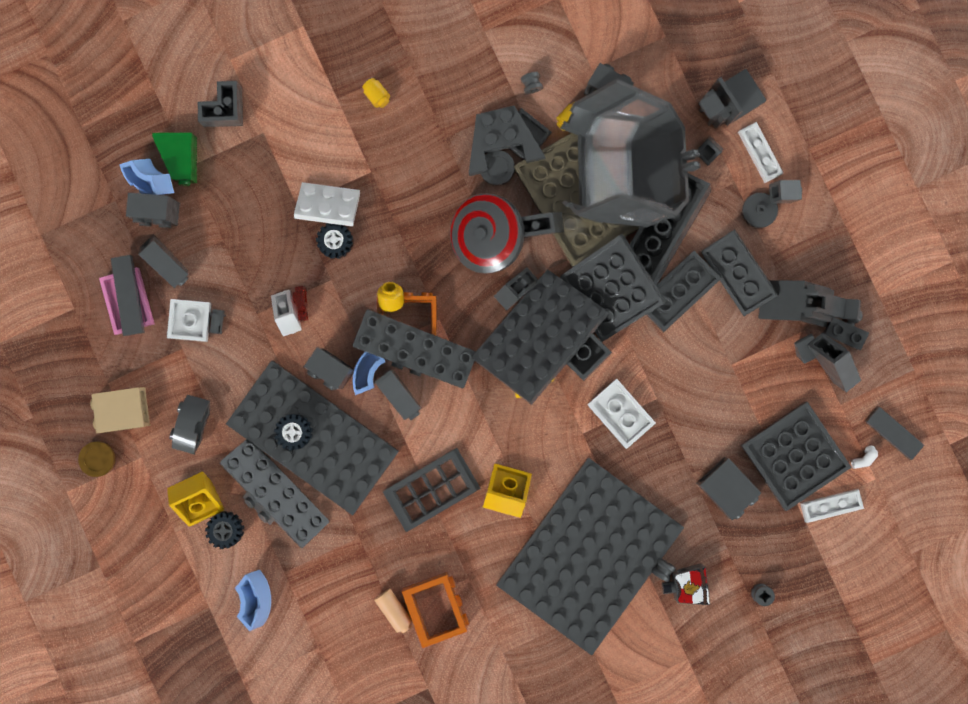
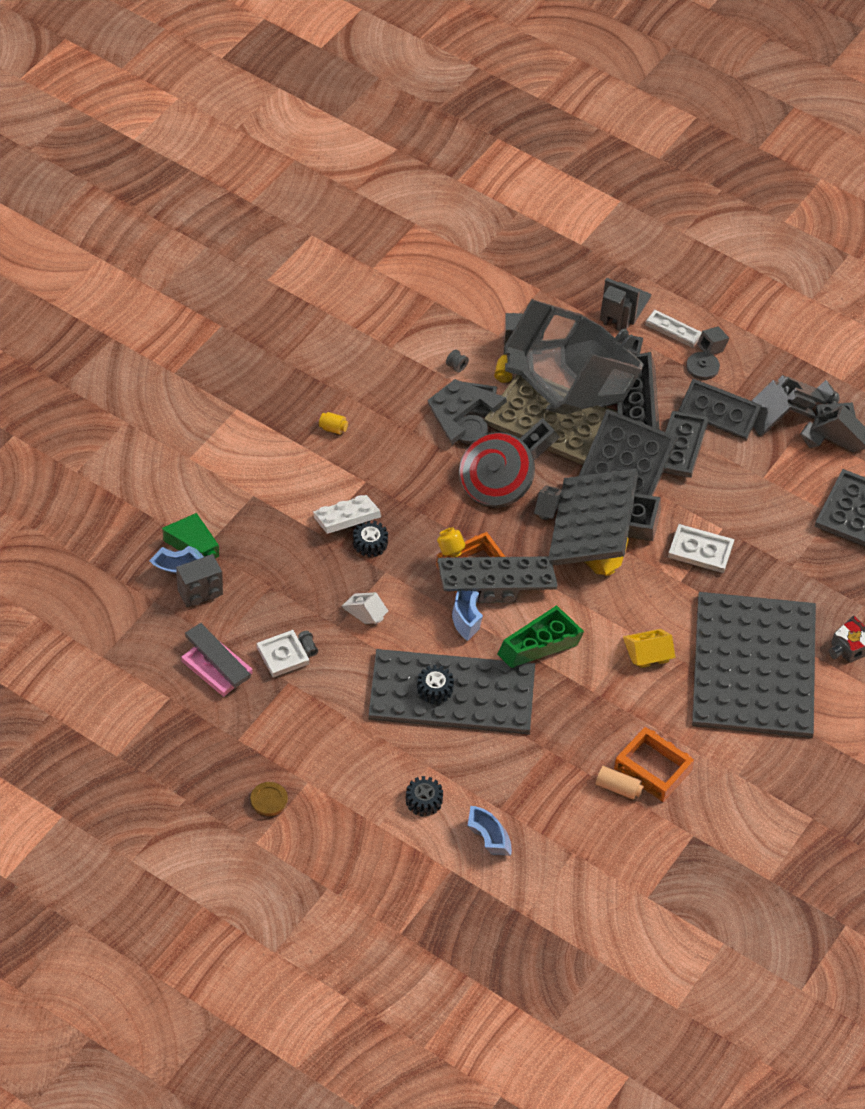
camera: 35 degrees left, 35 degrees down
(120, 410) = (266, 748): tan brick -> none
(163, 261) = (231, 617): dark grey slope -> none
(190, 424) = (338, 727): dark grey brick -> none
(194, 499) = (381, 783): yellow slope -> none
(226, 110) = (213, 485): dark grey brick -> none
(273, 493) = (447, 749): dark grey bracket -> none
(300, 299) = (369, 586): clear red plate -> none
(328, 368) = (433, 623): dark grey brick -> none
(398, 395) = (502, 615): dark grey slope -> none
(420, 434) = (541, 637): none -> green wedge
(463, 471) = (569, 709): dark grey piece -> none
(663, 570) = (822, 639): dark grey wheel -> none
(729, 488) = (829, 557): dark grey brick -> none

